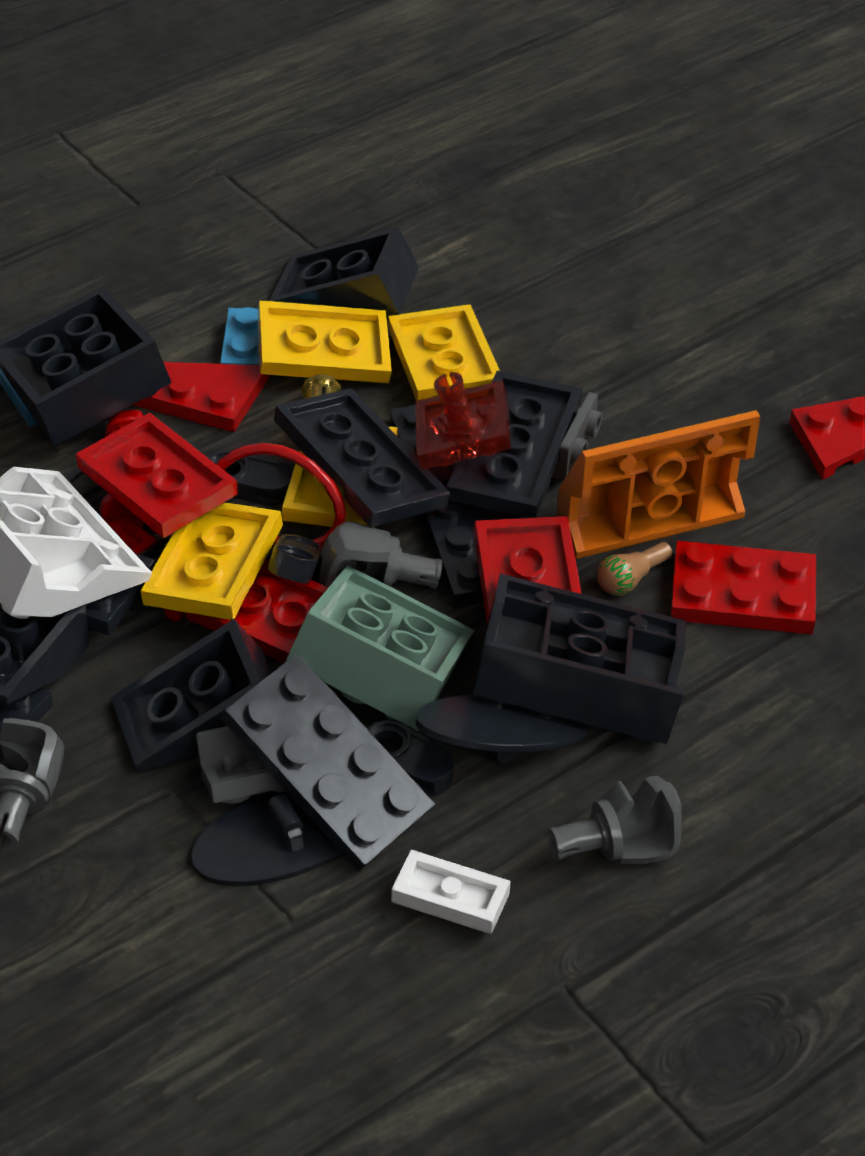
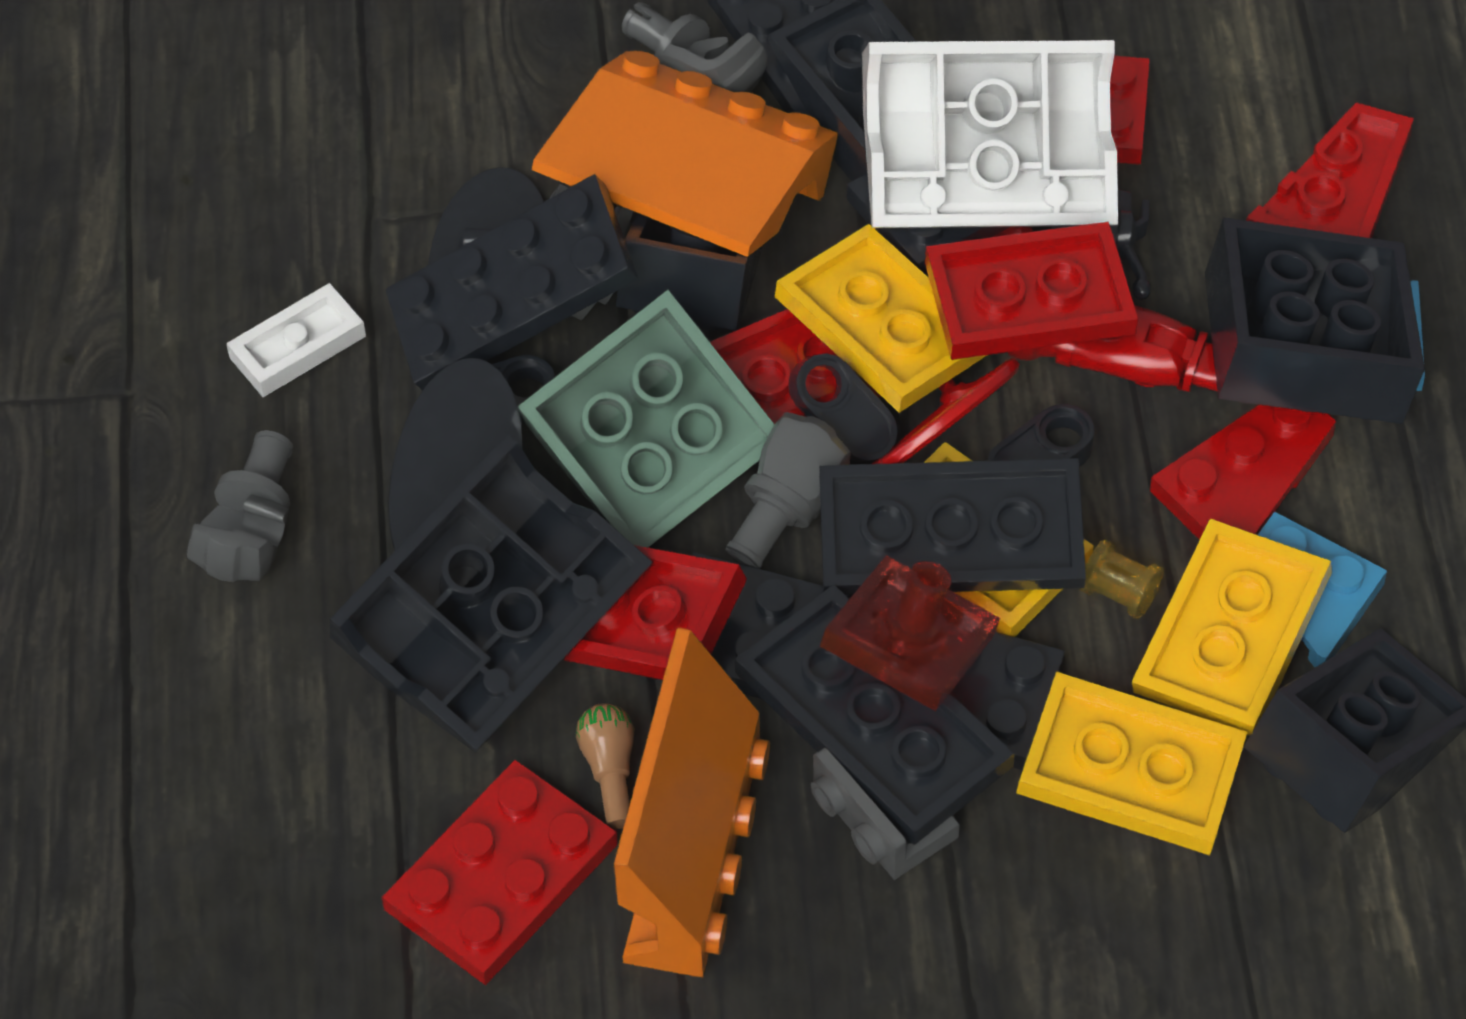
camera: 125 degrees right, 10 degrees up
(141, 715) = (689, 151): none -> orange piece

